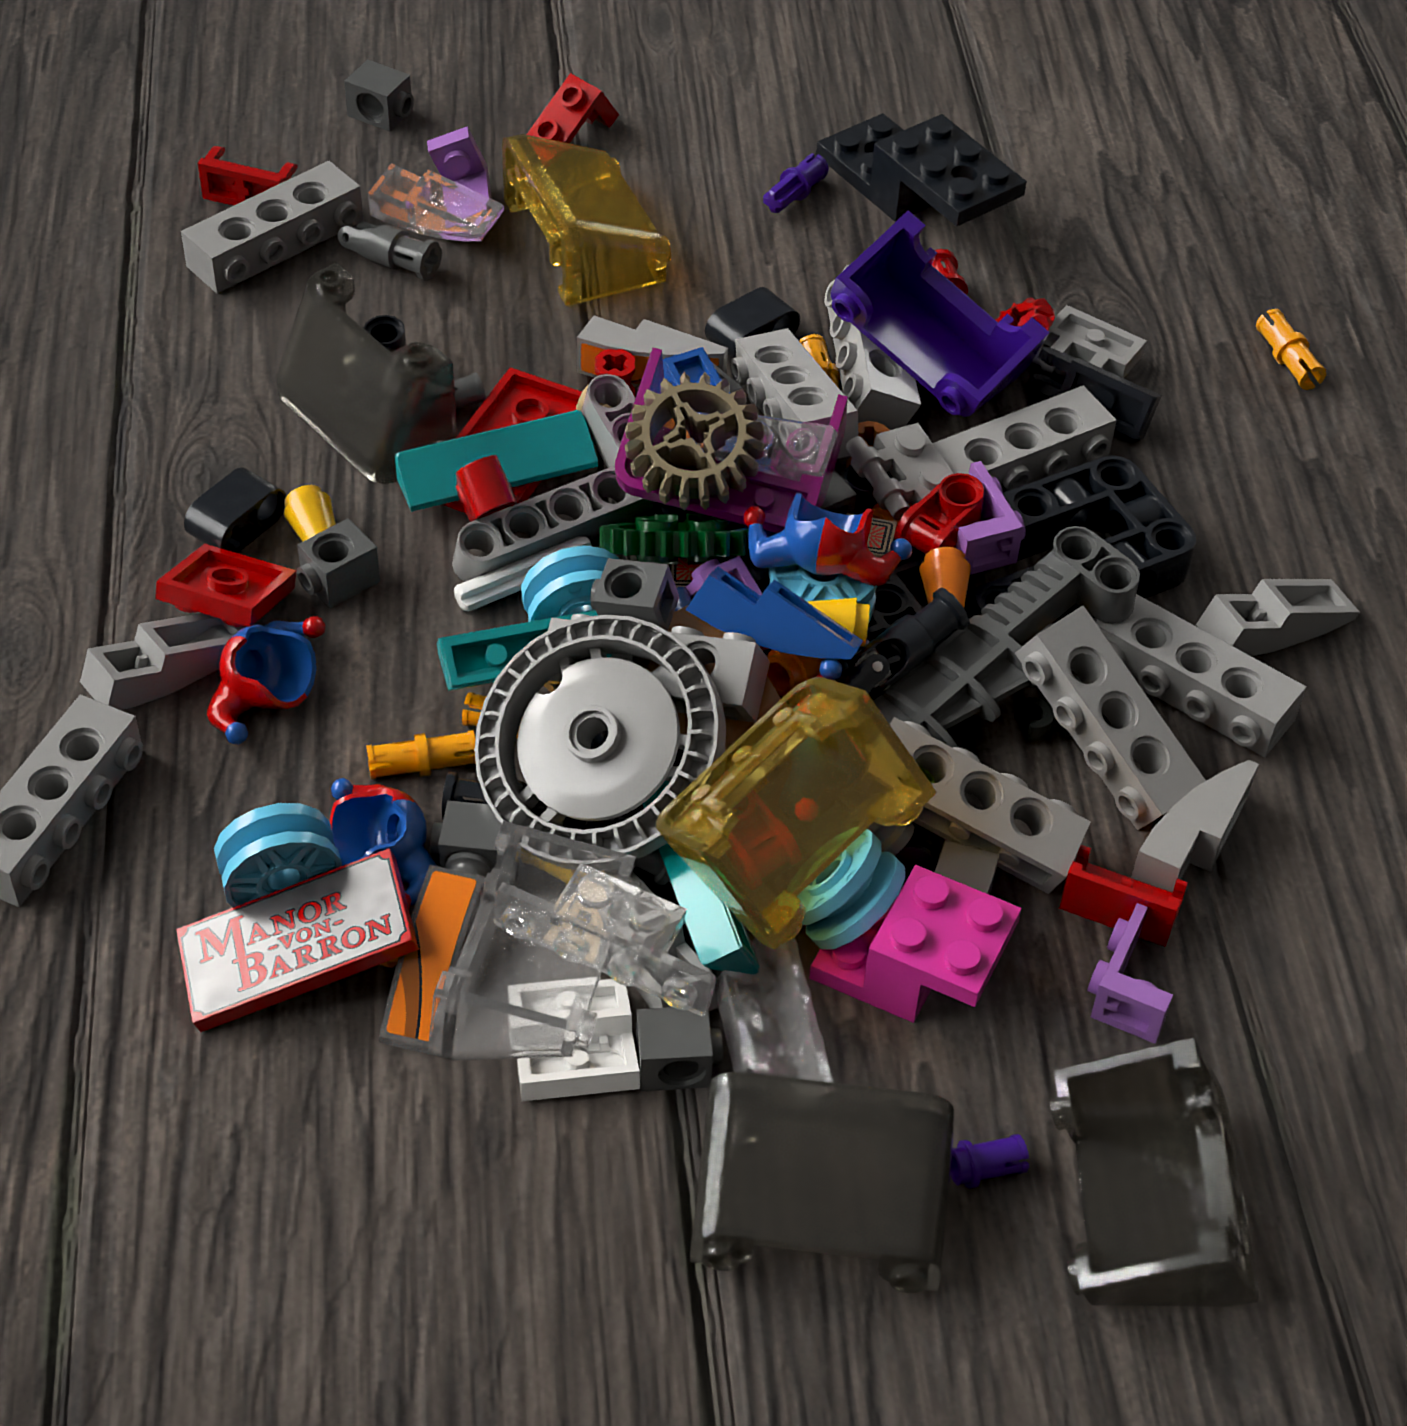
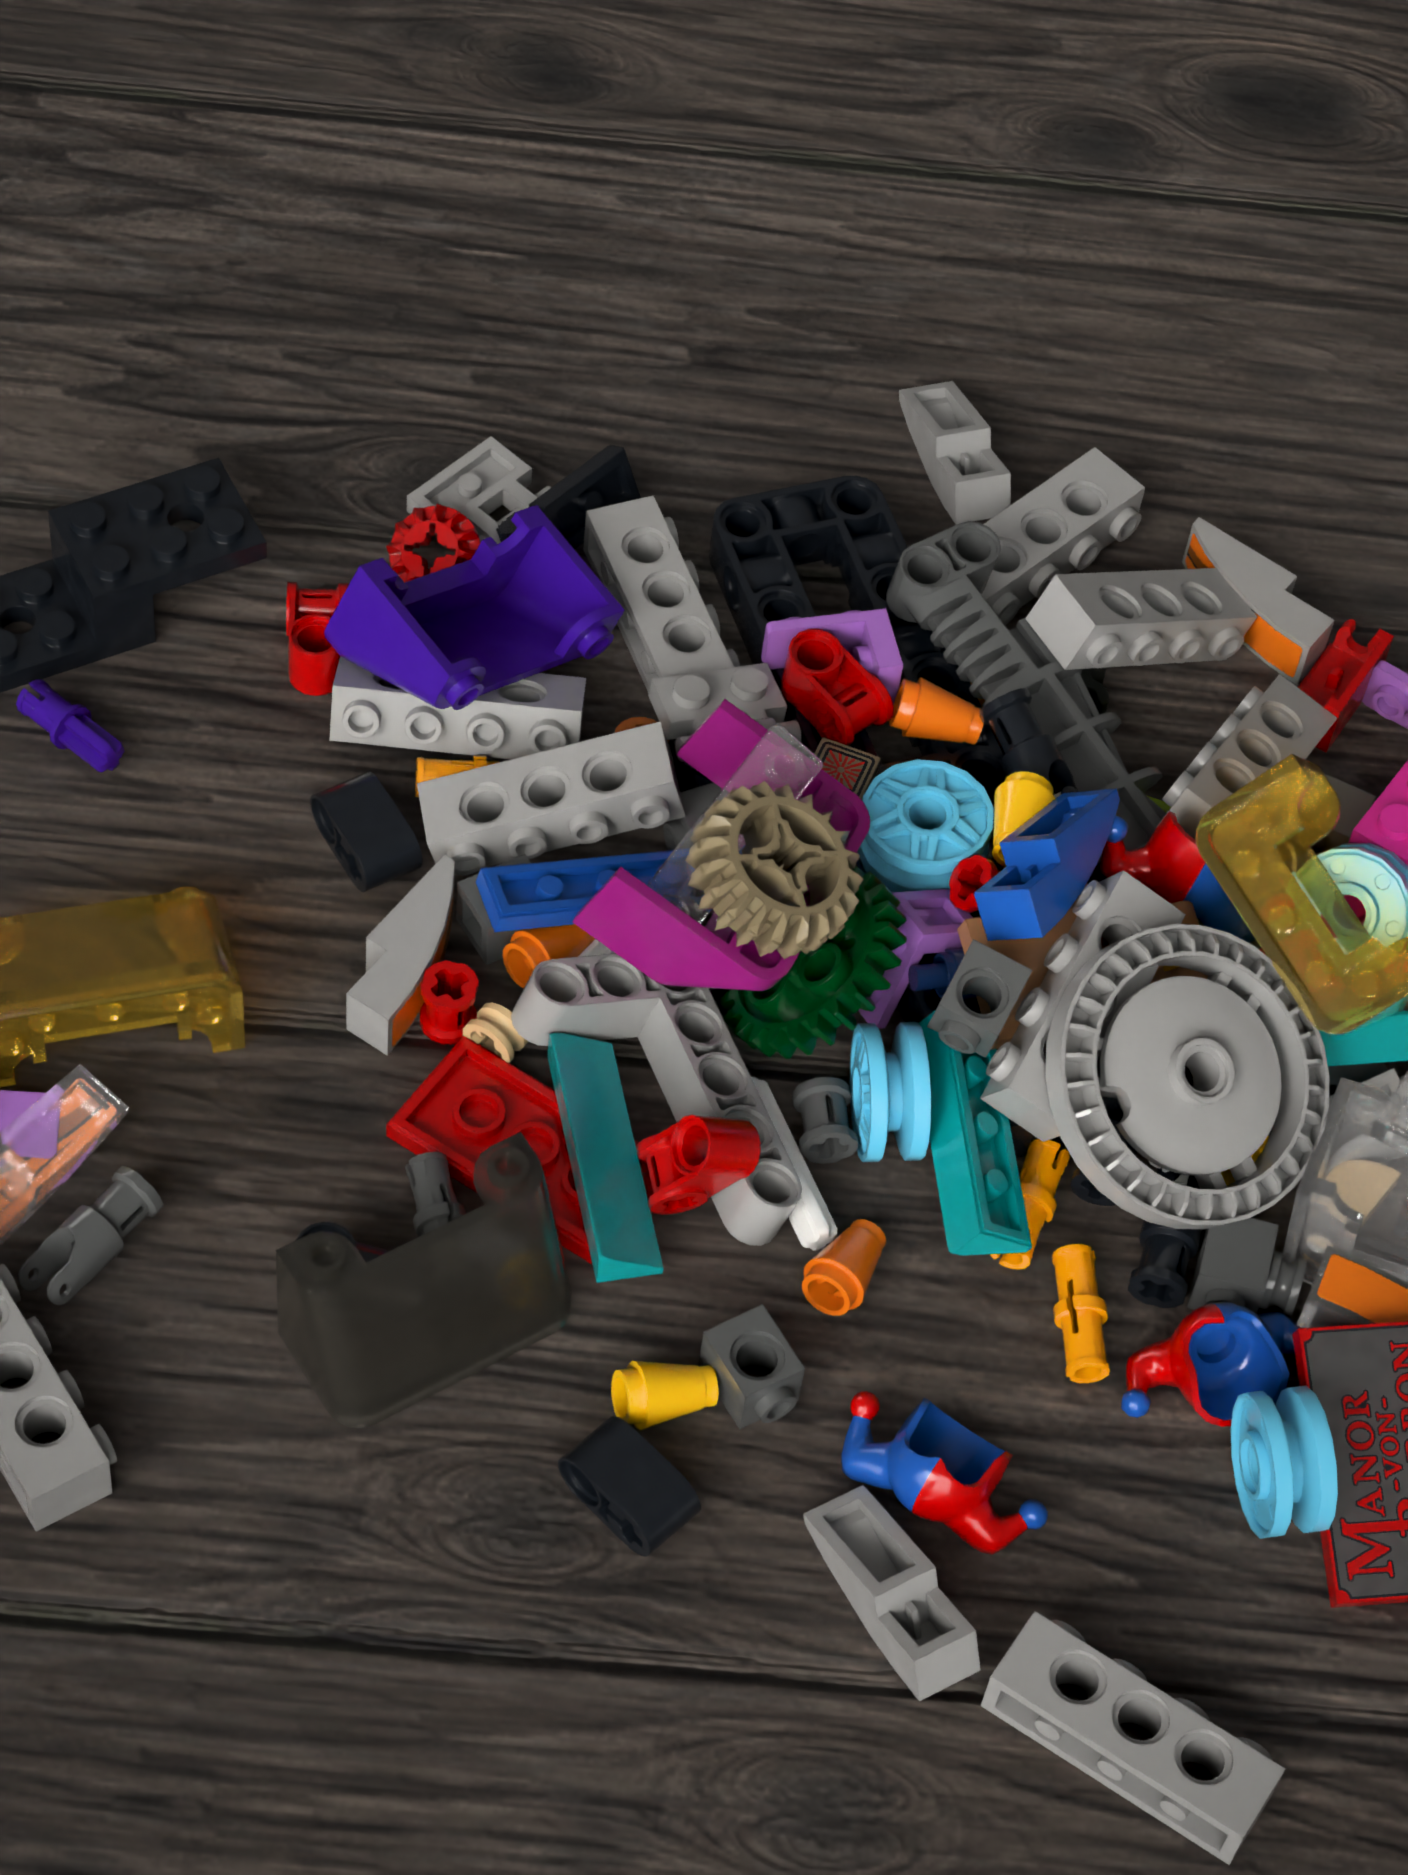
camera: 85 degrees left, 5 degrees up
(225, 585) = (785, 1499): red plate -> none
(435, 610) = (844, 1269): none -> orange cone
(823, 543) = (918, 787): piece -> none
(1291, 349) = (515, 312): light orange pin -> none

